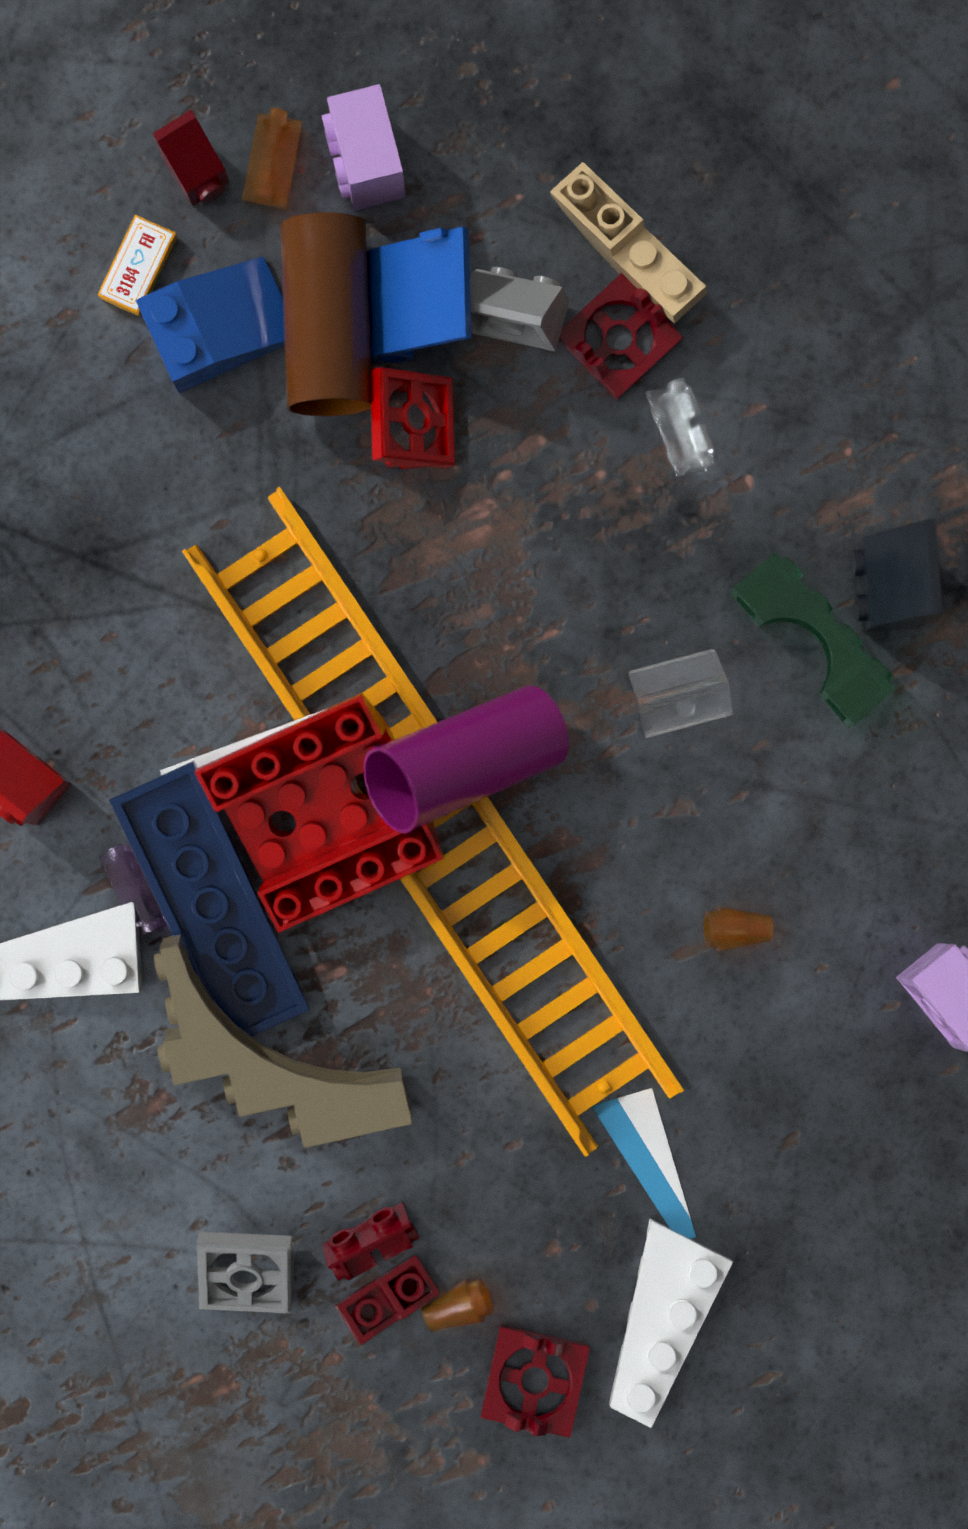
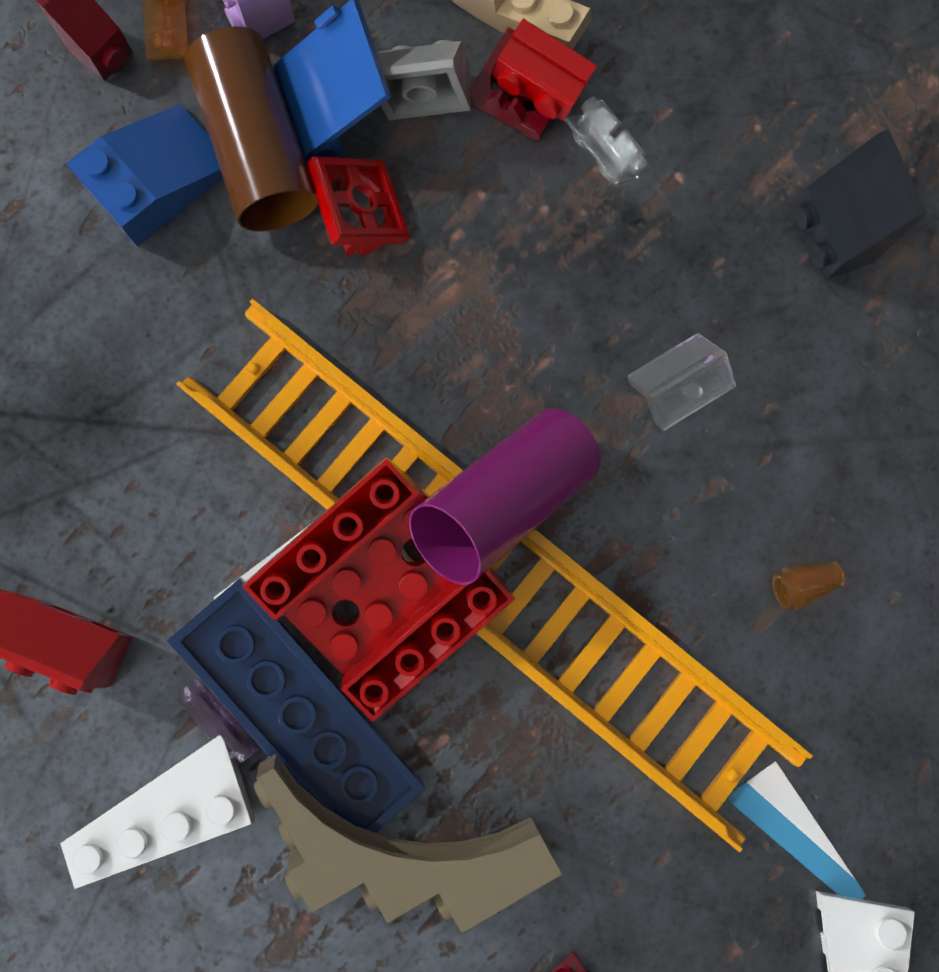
camera: 20 degrees left, 5 degrees down
(137, 264) = (65, 135): white tile -> none
(637, 339) = (542, 71): none -> red brick
(851, 680) = (833, 320): clear green arch -> none

